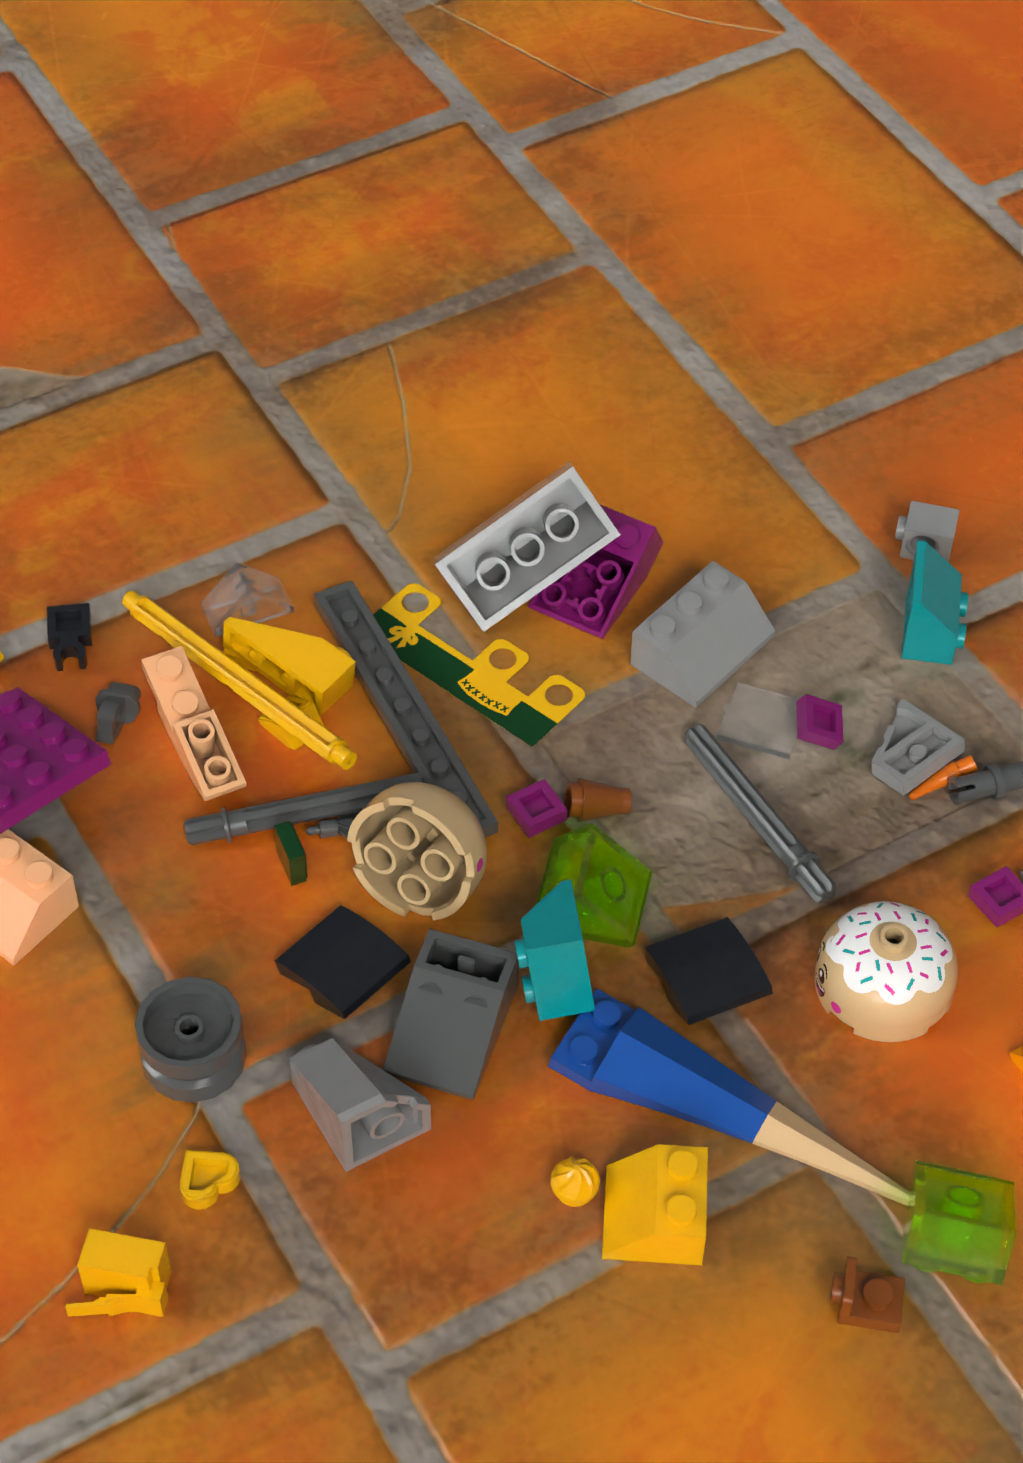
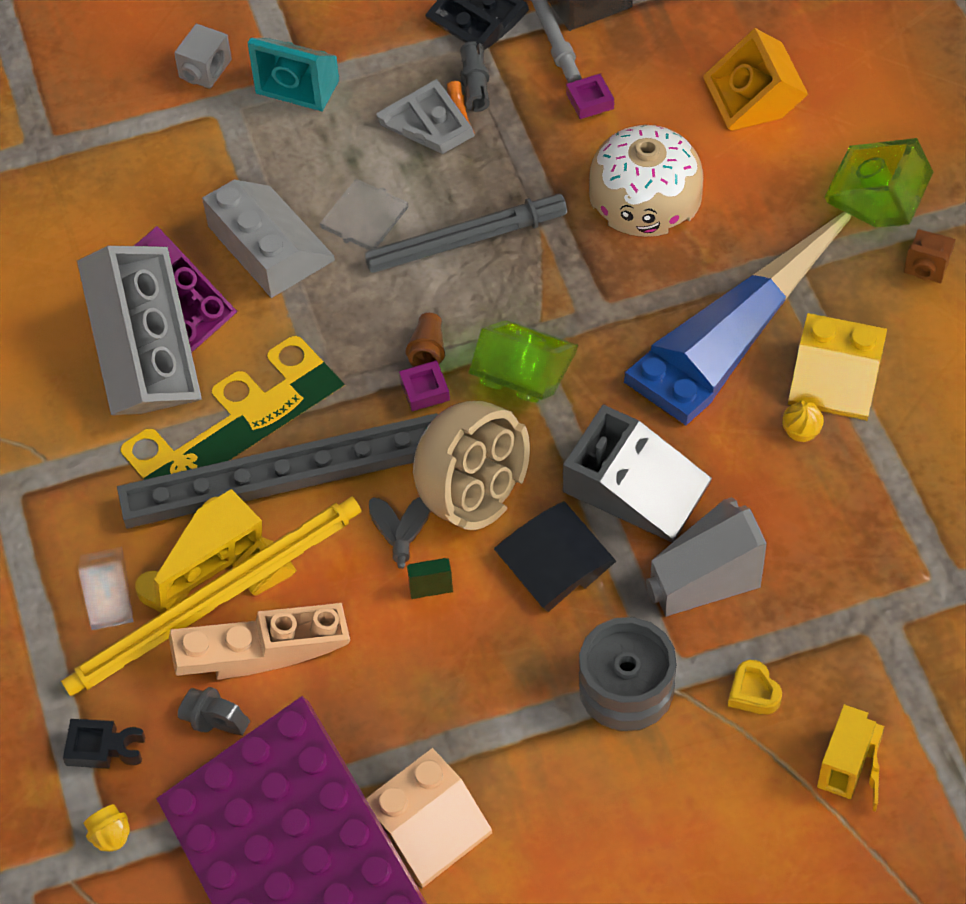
camera: 75 degrees left, 5 degrees up
(295, 810) = (380, 623): dark grey axle -> none
(555, 956) = (607, 373): teal slope -> none
(708, 970) = (619, 296): black slope -> none
(819, 721) = (386, 172): magenta plate -> none

